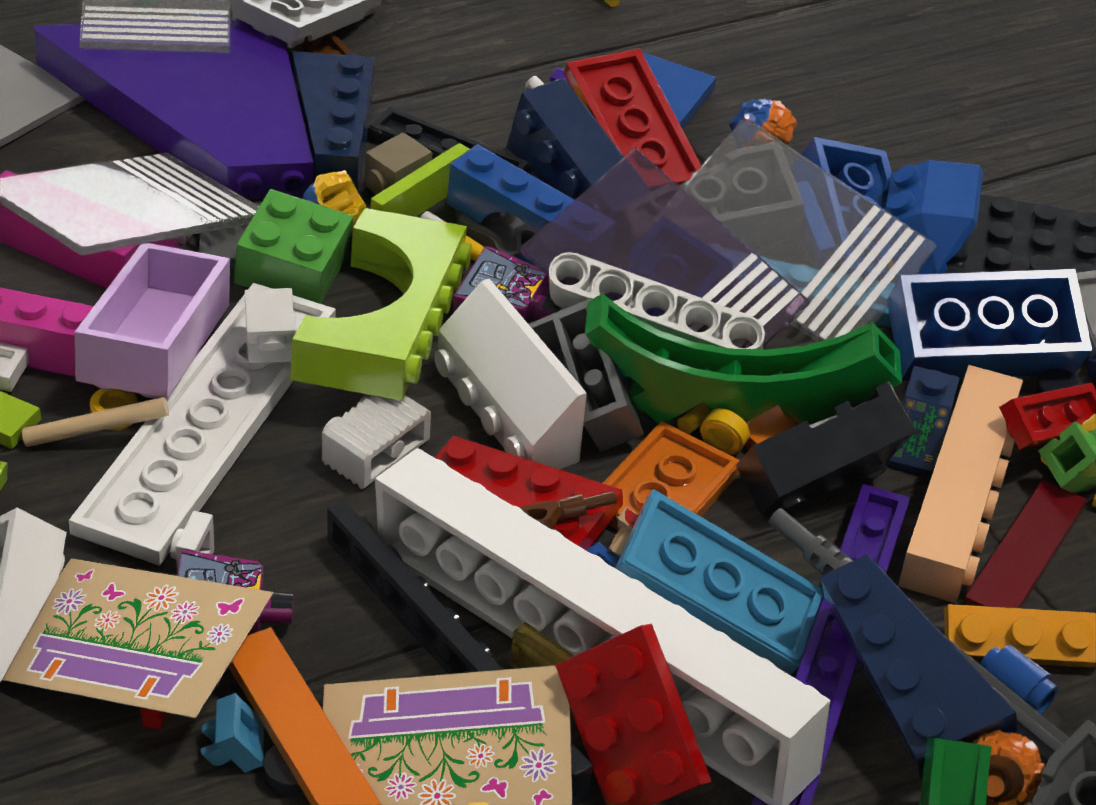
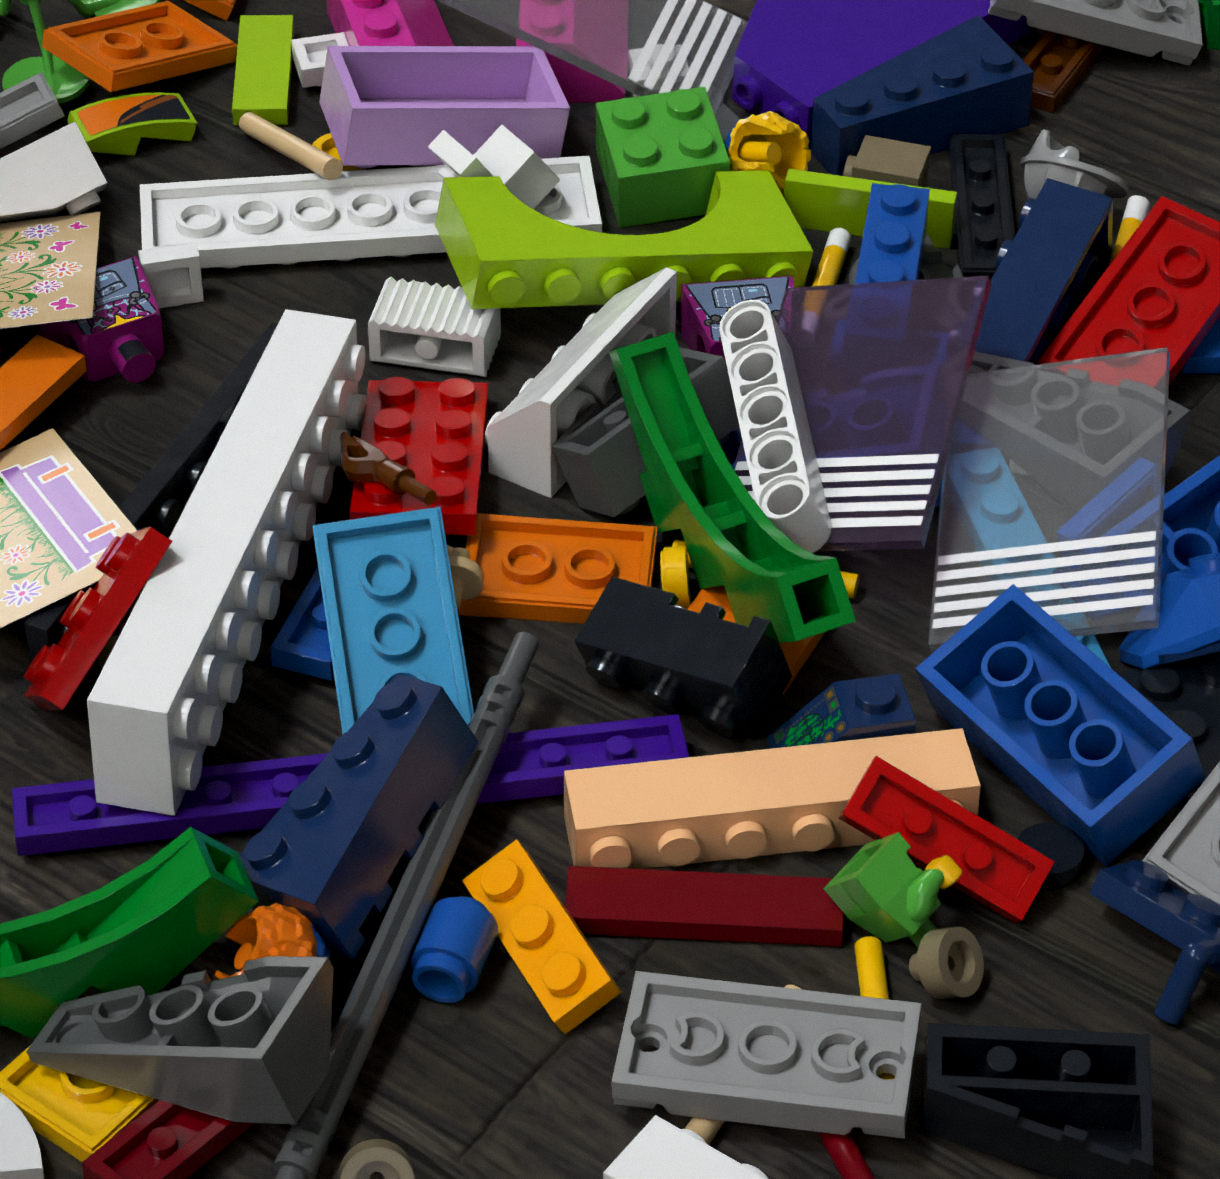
camera: 65 degrees right, 0 degrees up
(473, 104) = (1062, 164): none -> light grey piece

